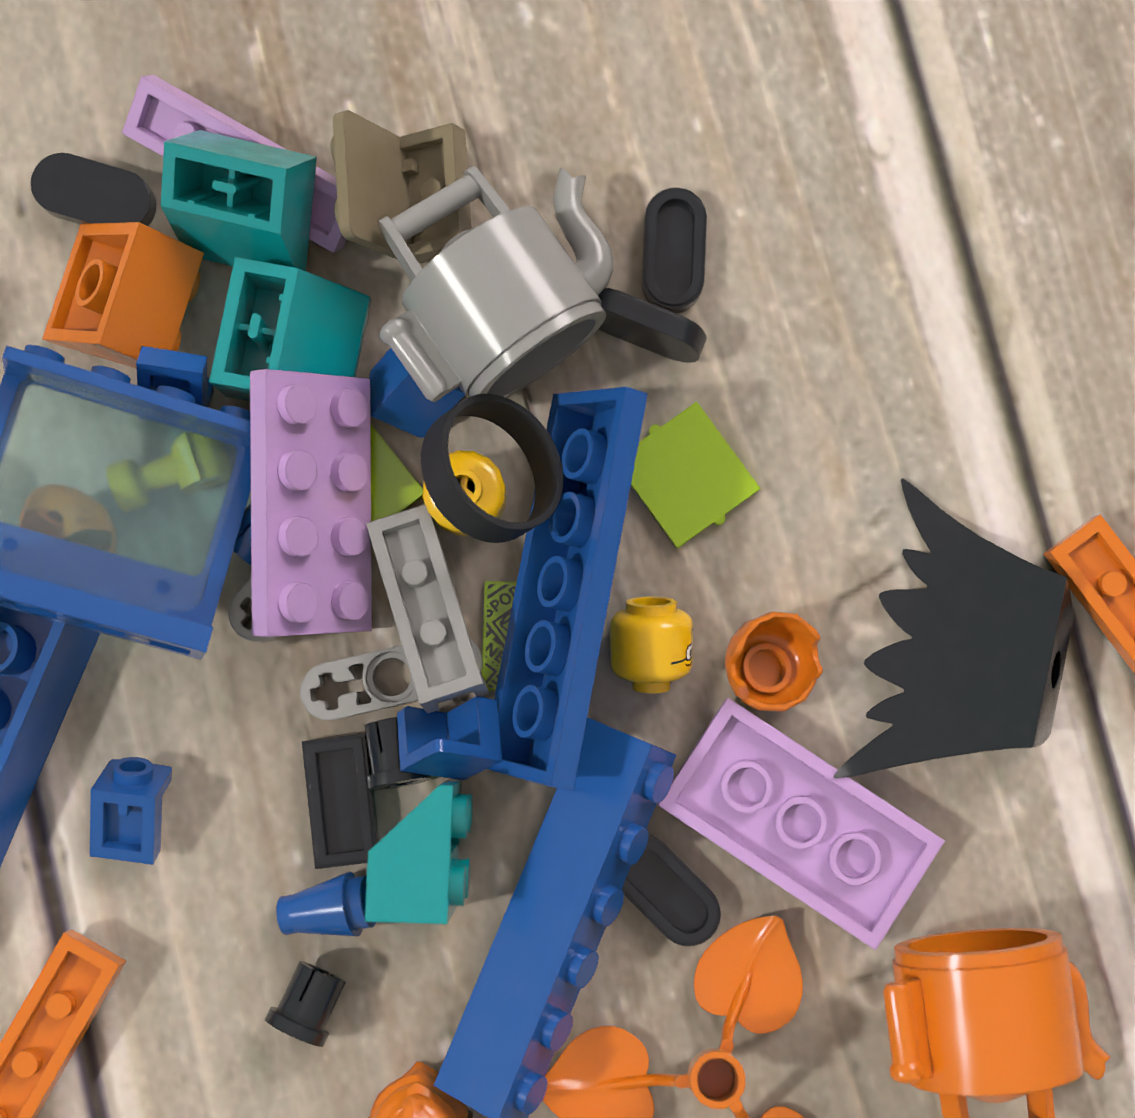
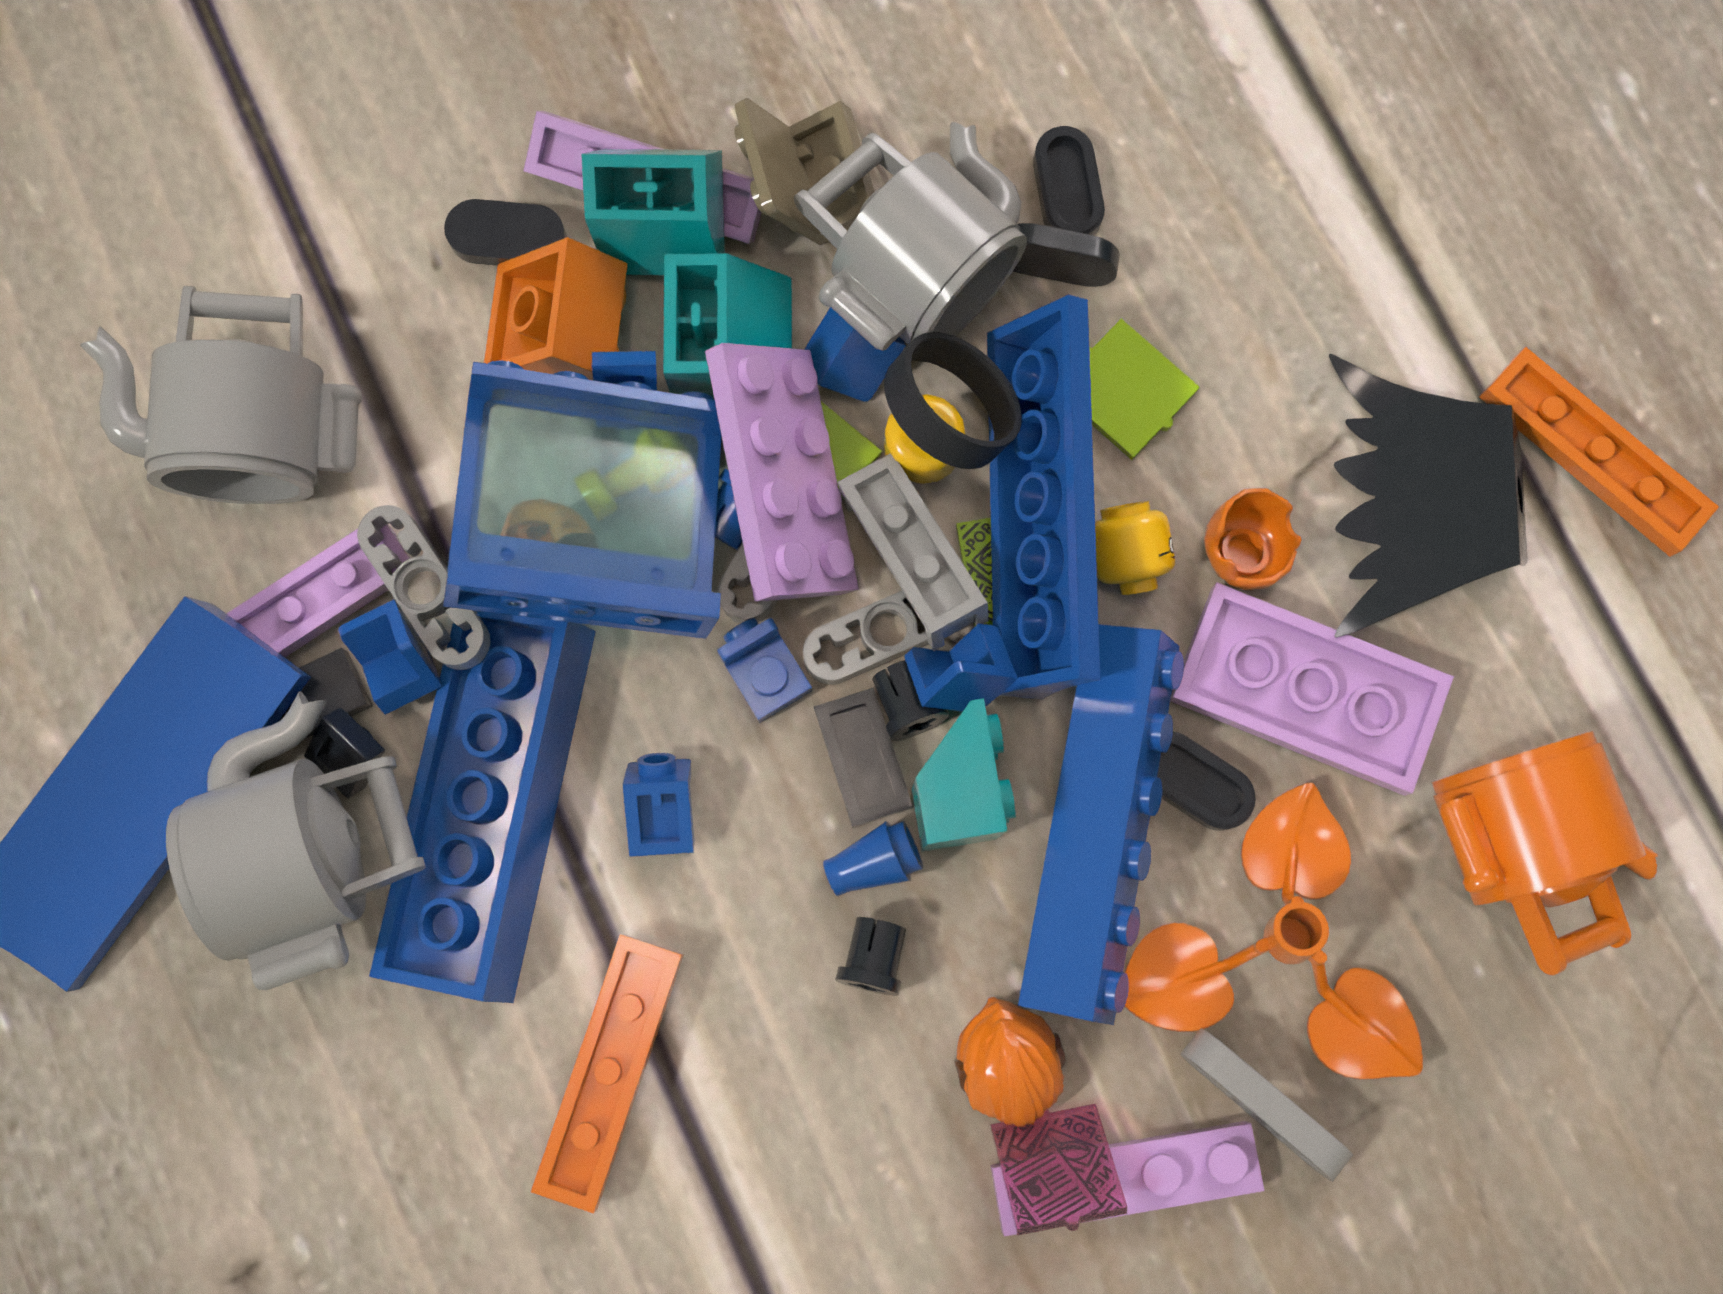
camera: 15 degrees left, 5 degrees down
(260, 692) = (763, 667): none -> bracket

